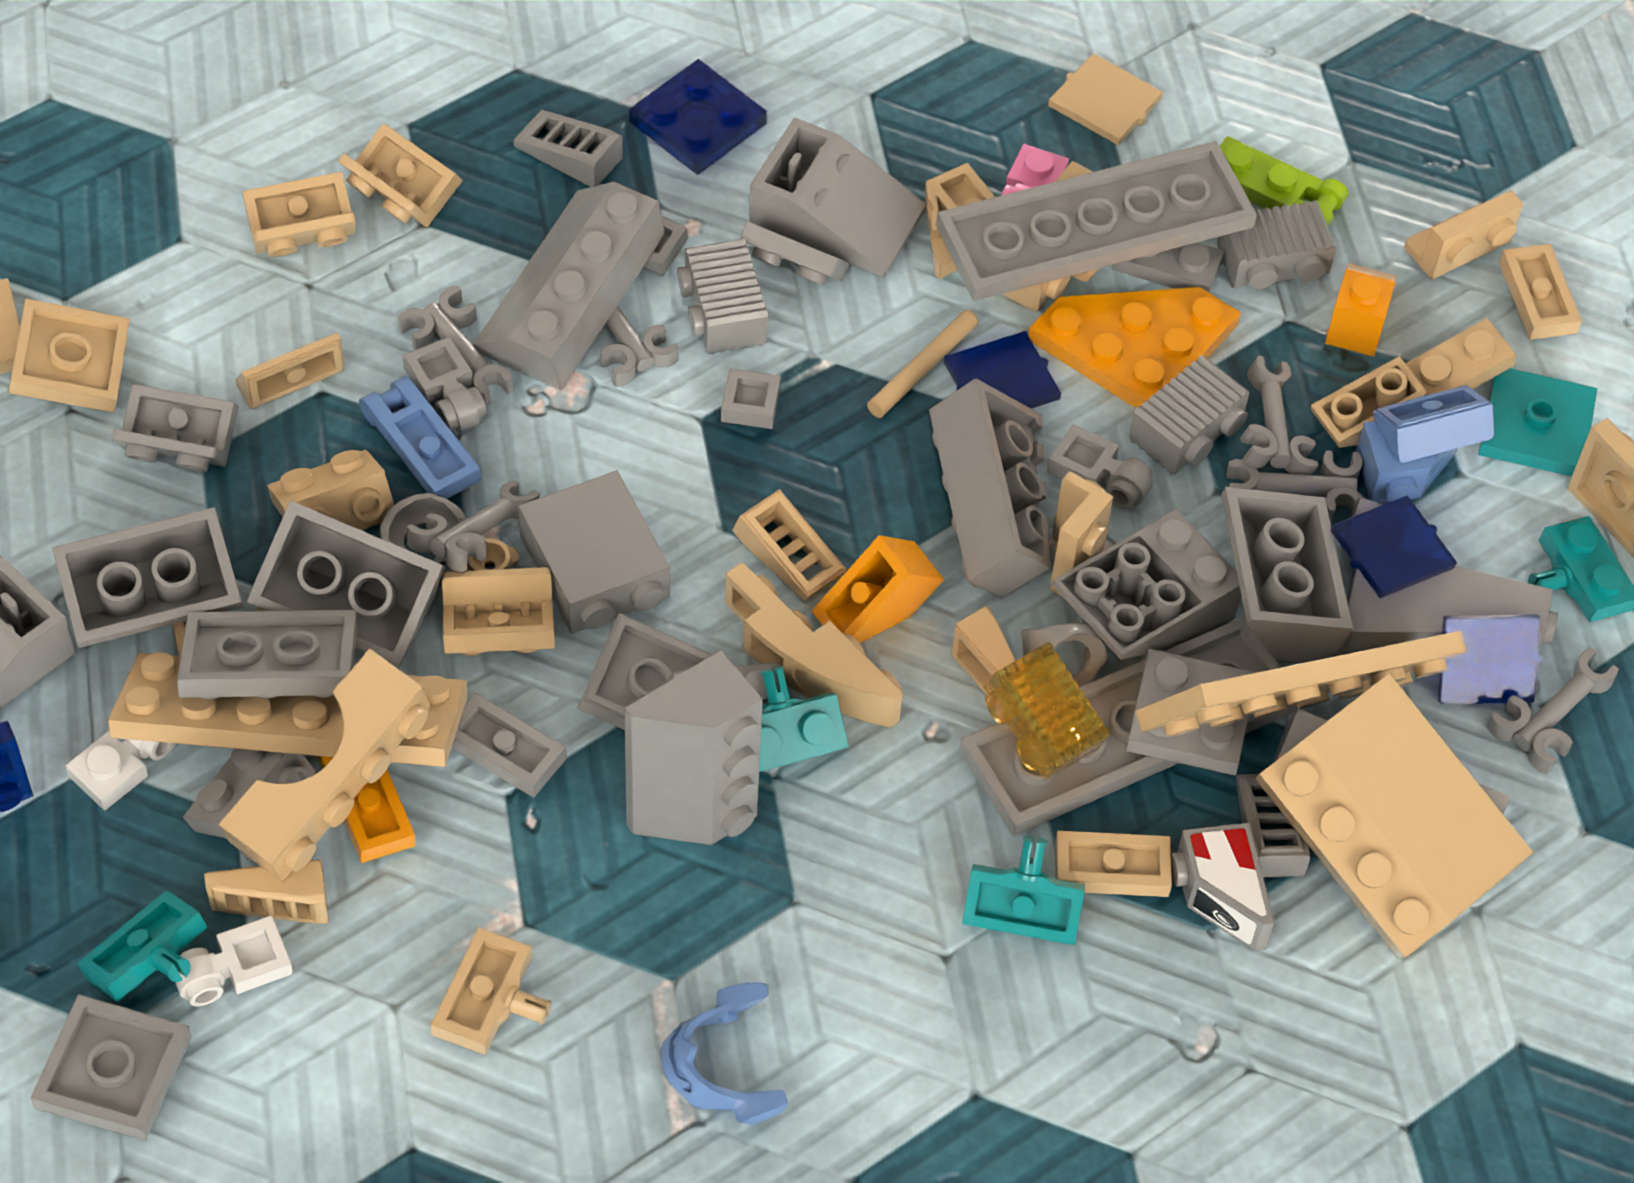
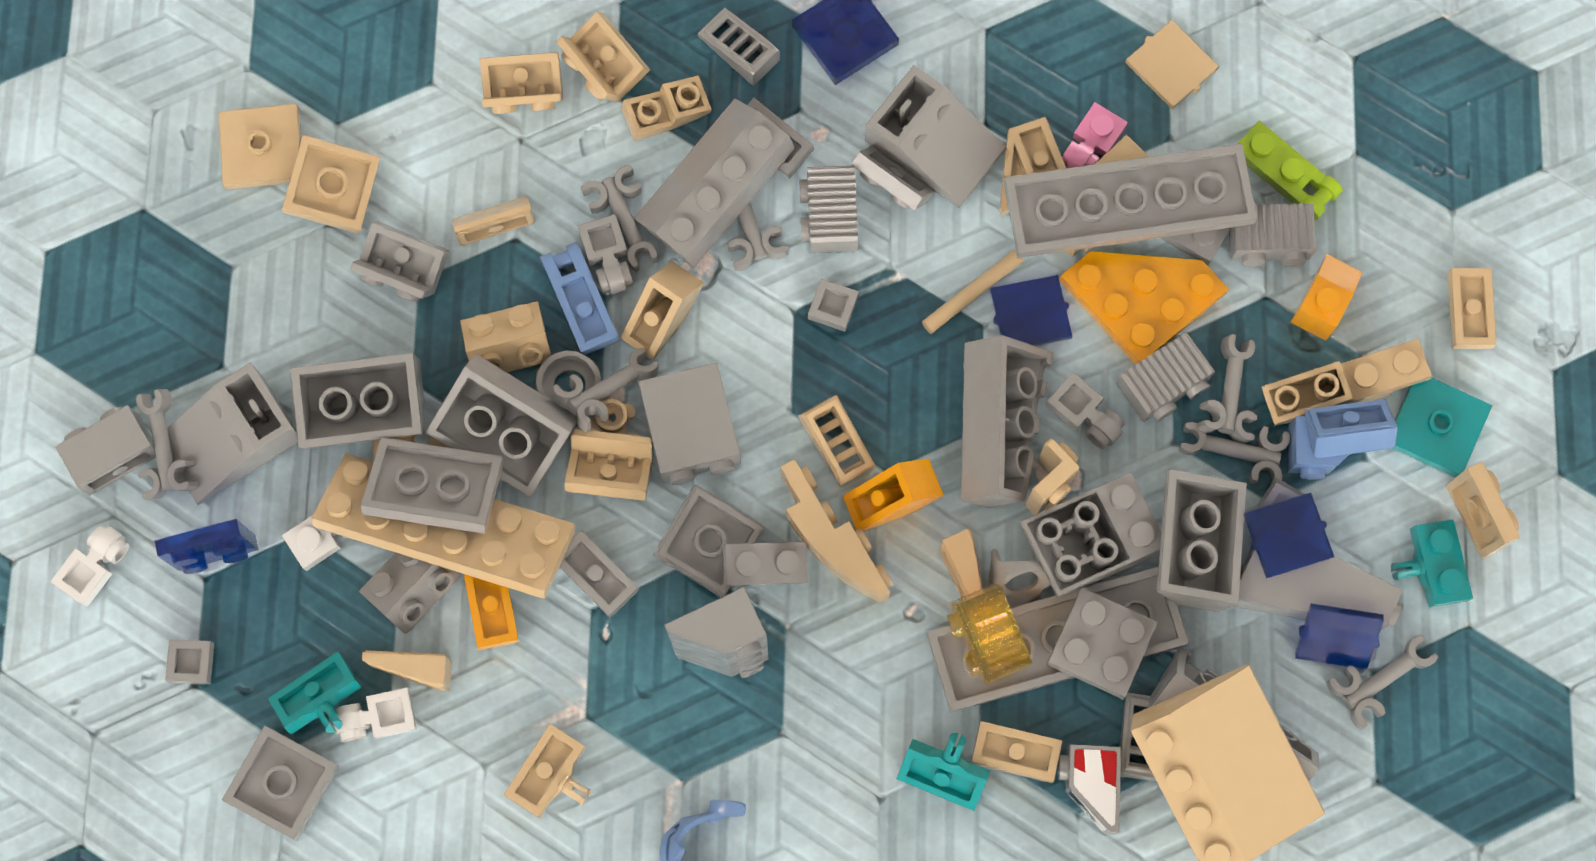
camera: 15 degrees right, 20 degrees up
(284, 821) = (496, 560): tan arch -> none
(497, 221) = (667, 109): none -> tan slope
(530, 431) = (661, 308): none -> tan slope
(797, 727) = (801, 599): teal plate -> none
(1298, 684) = (1184, 652): tan plate -> none
(1466, 235) = (1422, 247): tan bracket -> none

